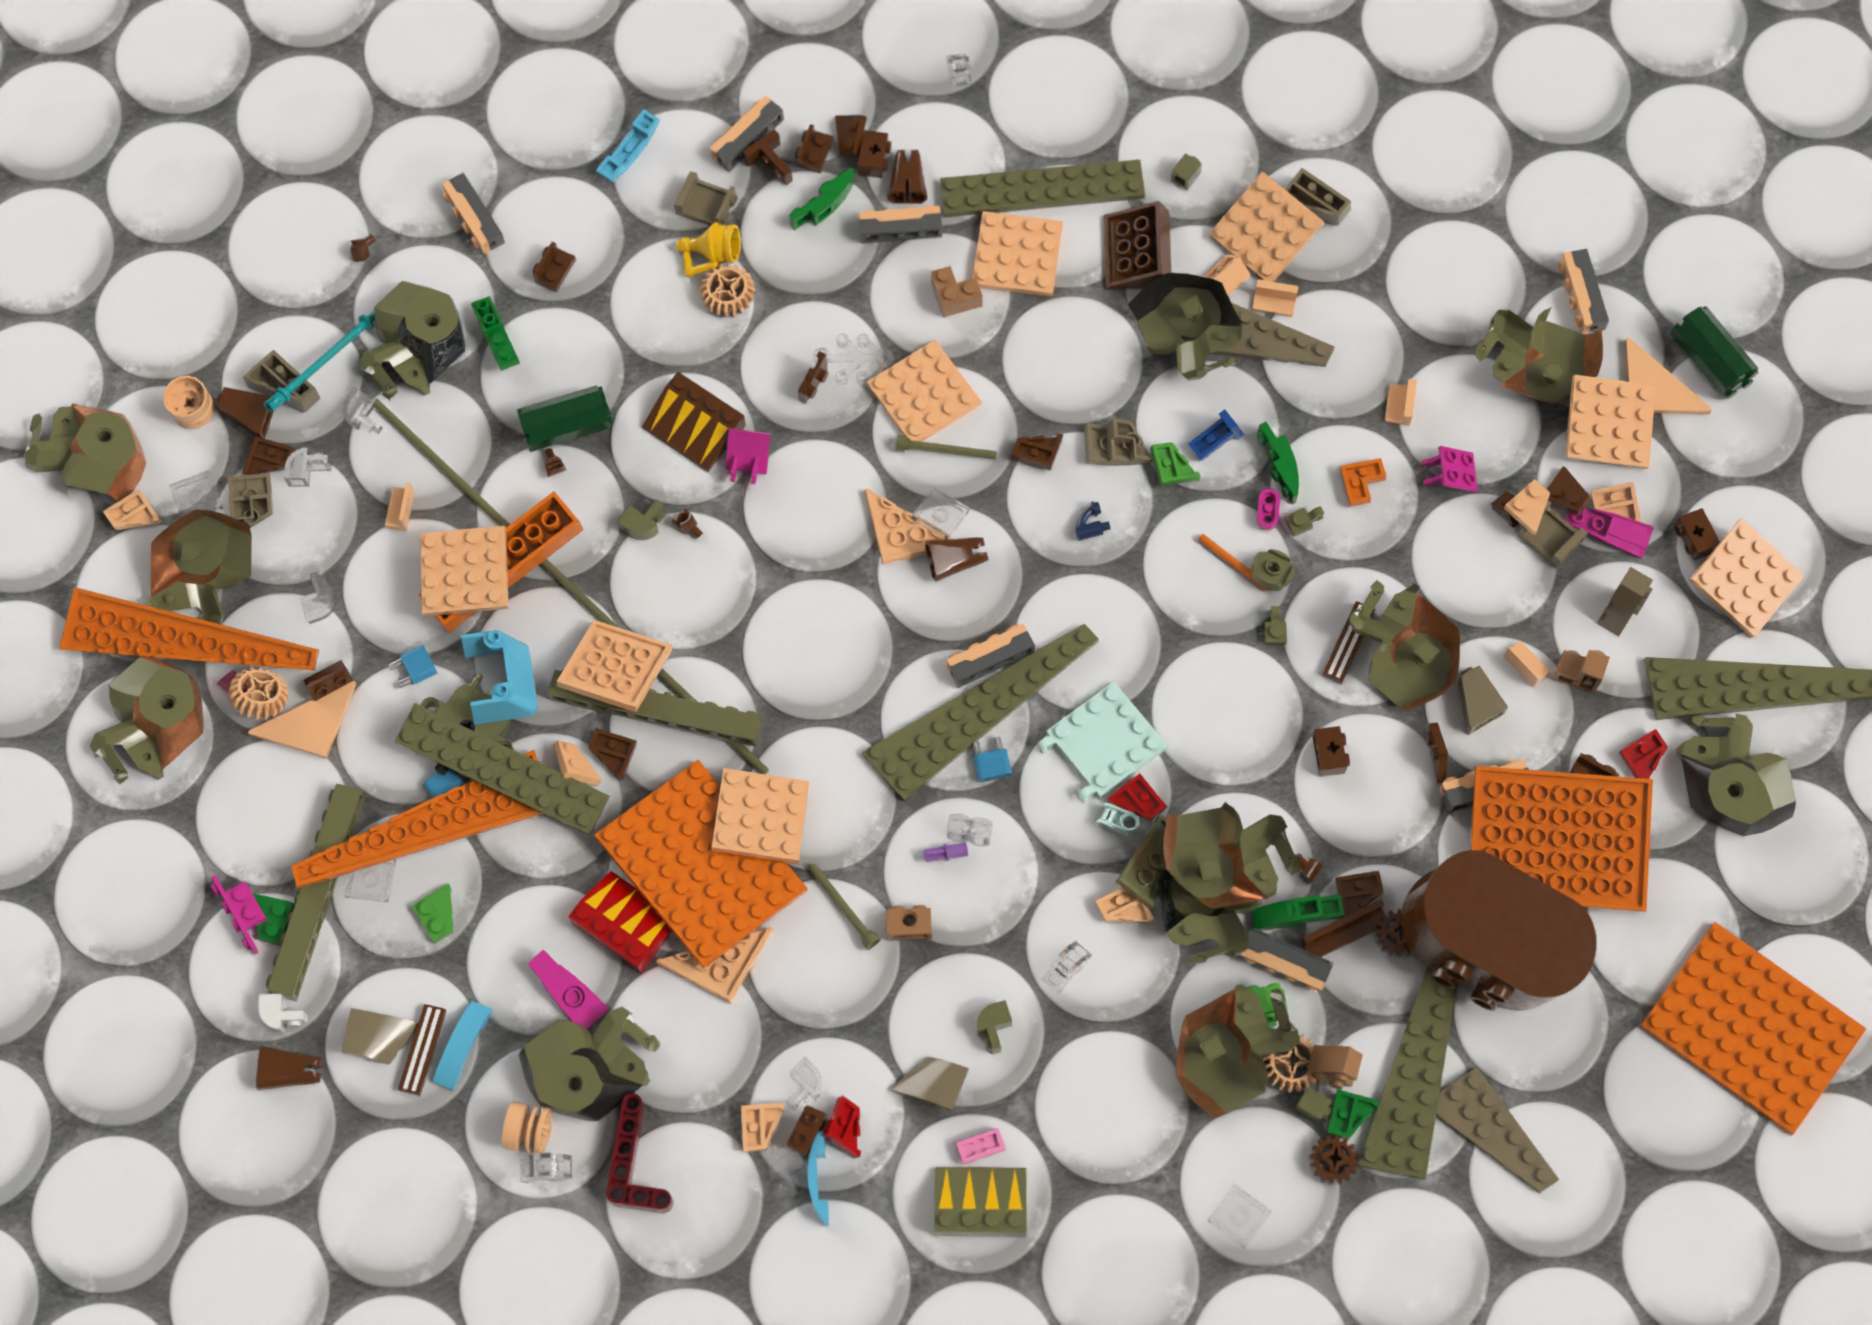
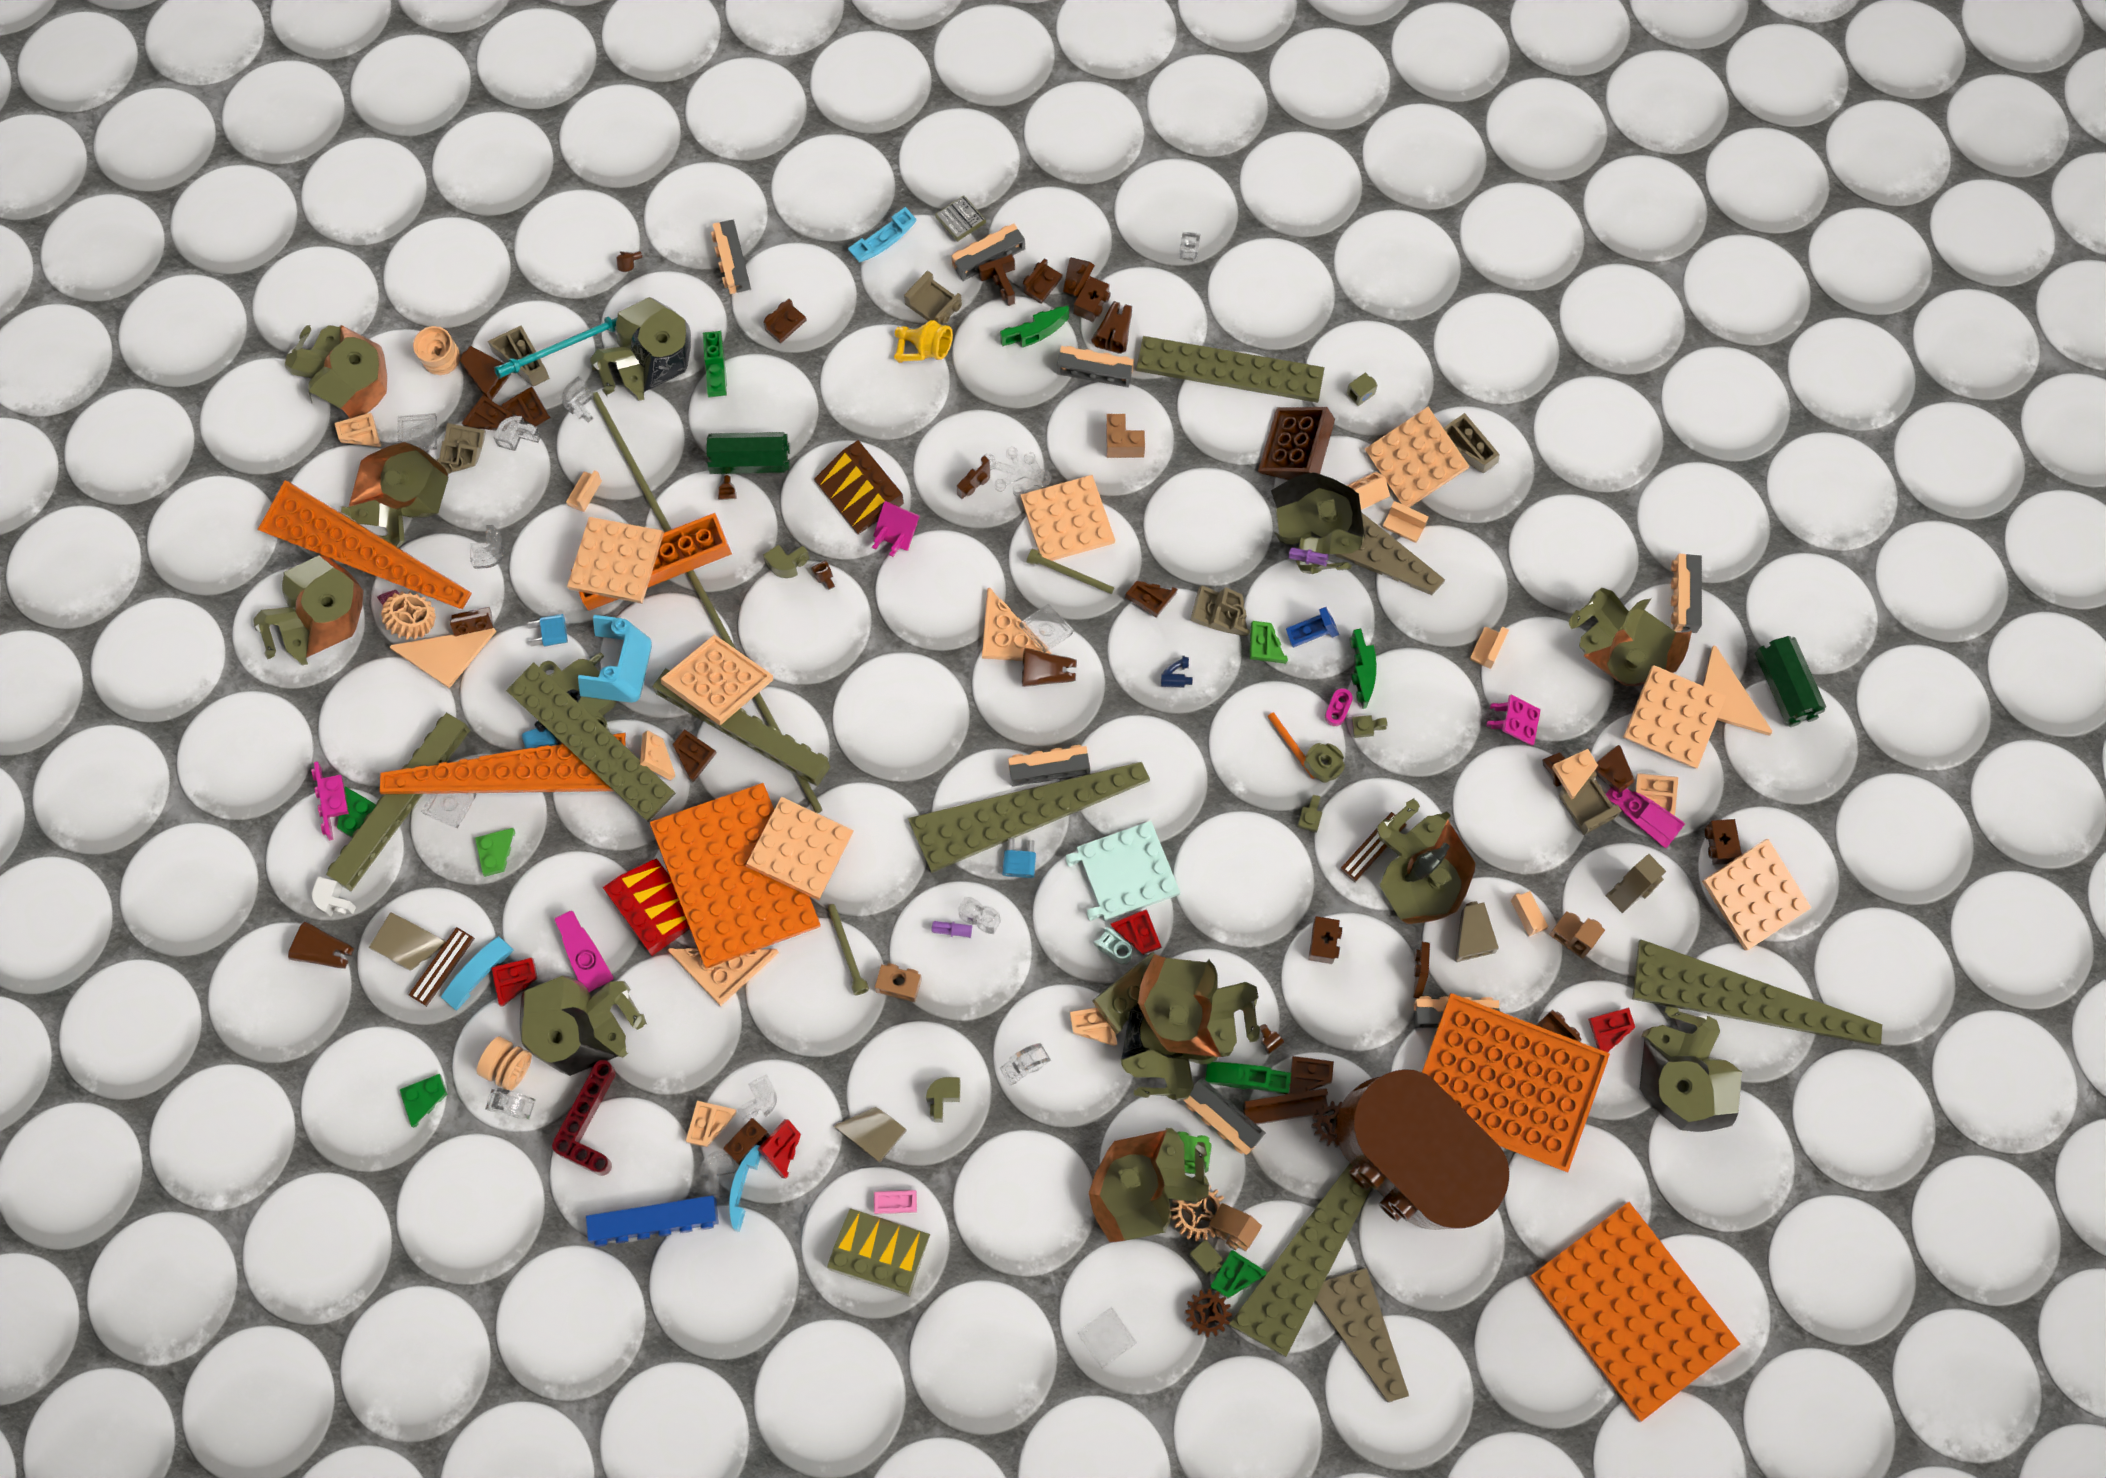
camera: 15 degrees right, 0 degrees up
(308, 434) = (528, 406): none -> reddish brown wing
(450, 1190) = (422, 1097): none -> green wing
(503, 1039) = (513, 978): none -> red wing
(705, 105) = (960, 218): none -> tile
(730, 279) = (933, 374): light nougat gear -> none
(735, 1241) = (651, 1220): none -> blue brick
(1017, 253) = (1189, 420): light nougat plate -> none
(1190, 362) = (1308, 556): none -> medium lavender axle
(1356, 478) = (1429, 700): orange plate -> none
(1410, 642) = (1427, 863): none -> pearl dark grey piece

